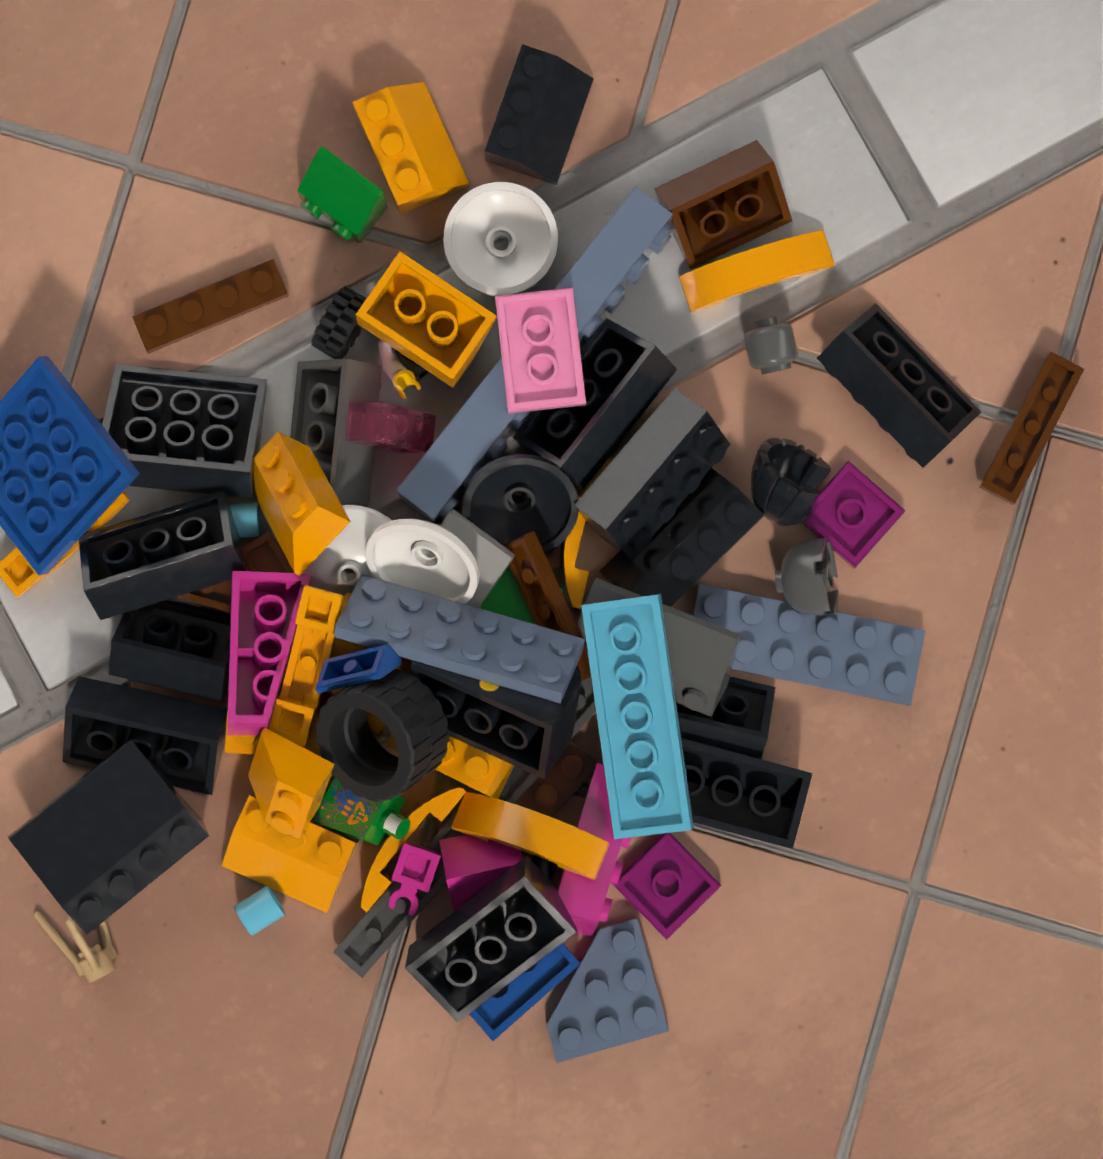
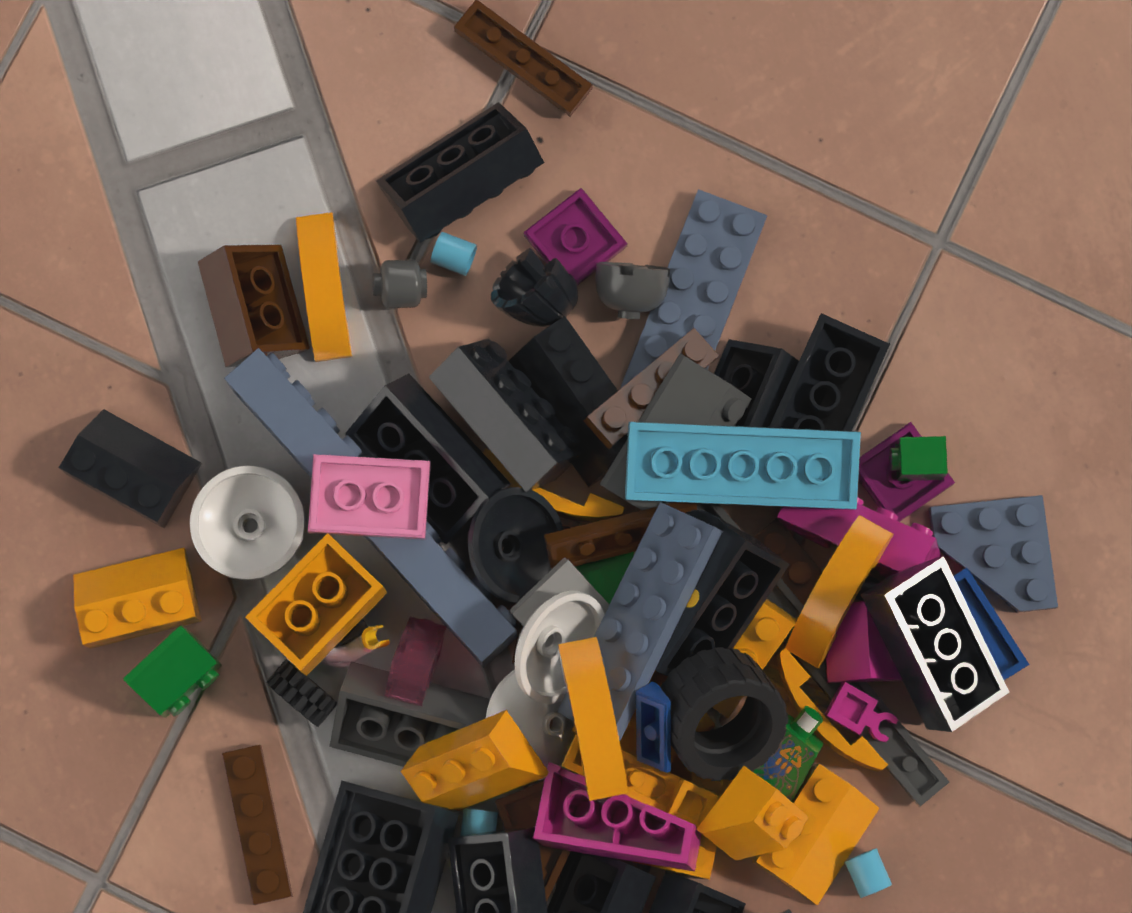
camera: 80 degrees left, 5 degrees down
(355, 607) = (593, 718): none -> light orange slope
(682, 897) = (919, 458): none -> green brick
(686, 595) = (628, 404): none -> reddish brown plate
(812, 393) = (453, 253): none -> medium azure beam

